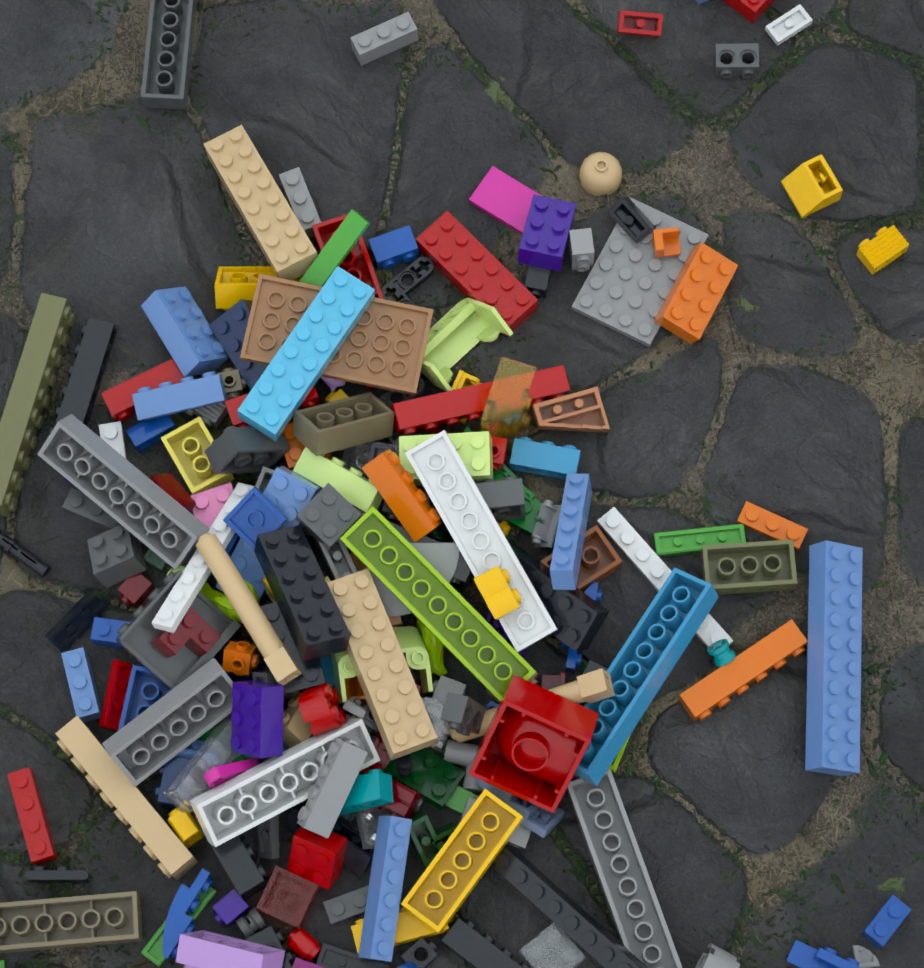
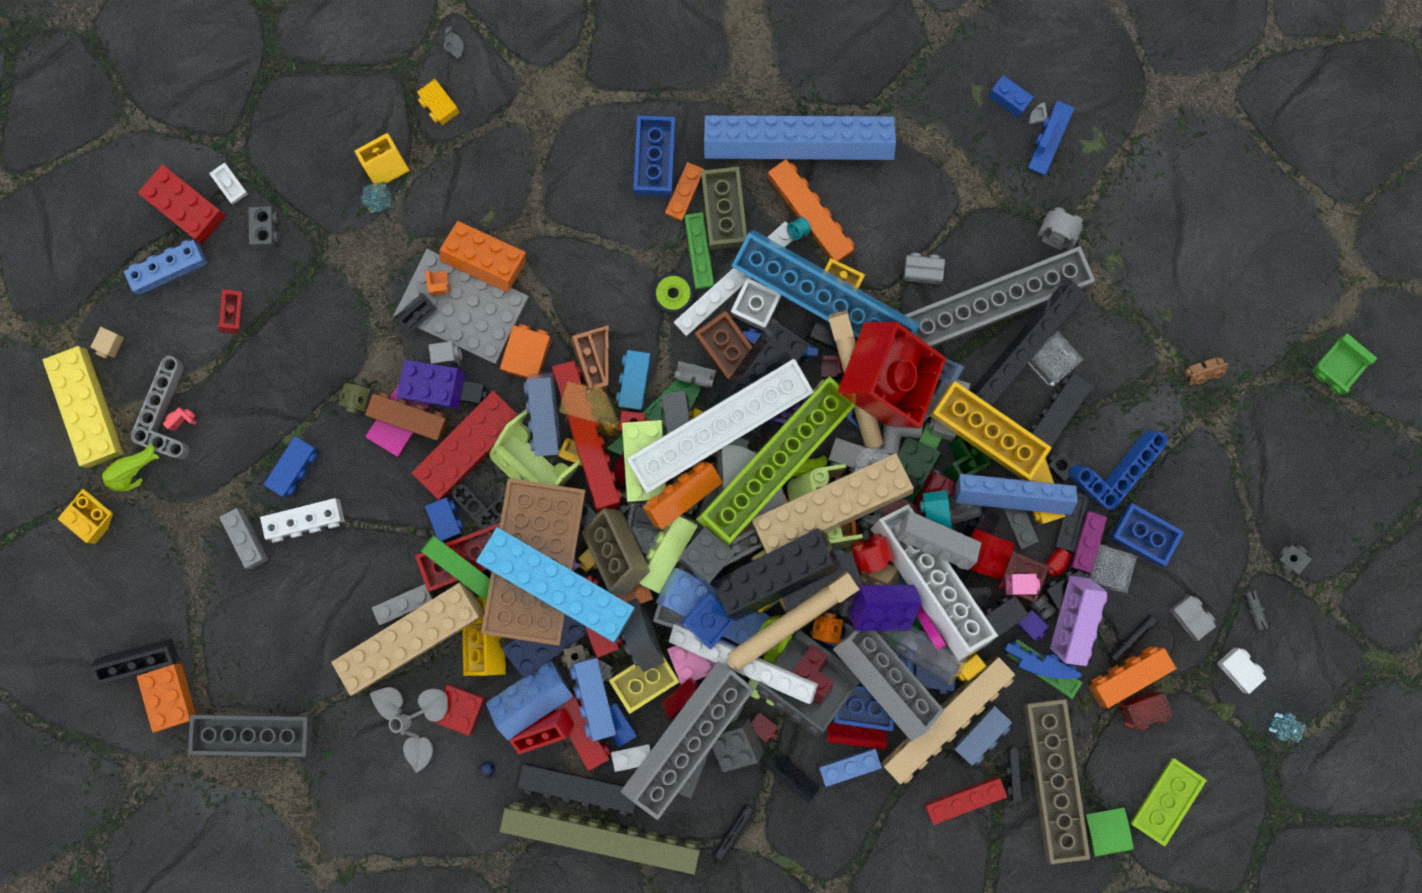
camera: 90 degrees left, 10 degrees up
(105, 632) = (802, 744): blue brick -> none
(105, 842) = (982, 735): none -> sand blue brick
(113, 288) = (487, 768): none -> dark blue hinge
(147, 345) = (543, 732): none -> red brick
(180, 259) = (462, 710): none -> red brick
(186, 229) = (434, 706): none -> light grey plant
(275, 885) = (1022, 584): none -> bright pink brick
(354, 706) = (866, 527): light grey tile -> none
(402, 98) = (302, 519): none -> white brick
(461, 88) = (291, 467): none -> blue brick
(463, 714) = (867, 436): dark grey brick -> none
(483, 354) = (544, 414): none -> sand blue brick
(497, 592) = (766, 408): yellow brick -> none
(511, 208) = (406, 417): none -> dark orange brick
(536, 153) = (354, 398): none -> olive brick
(571, 532) = (705, 352): medium blue brick -> none
(582, 340) = (525, 351): none -> orange brick
(600, 174) = (371, 342): tan cylinder -> none
(629, 598) = (755, 304): none -> white brick
(655, 520) = (677, 304): none -> lime wheel
(662, 704) = (845, 273): none -> yellow brick
(669, 802) = (924, 269): none -> light grey brick
(769, 180) = (376, 197): none -> clear light blue brick
(814, 489) = (654, 156): none -> blue brick

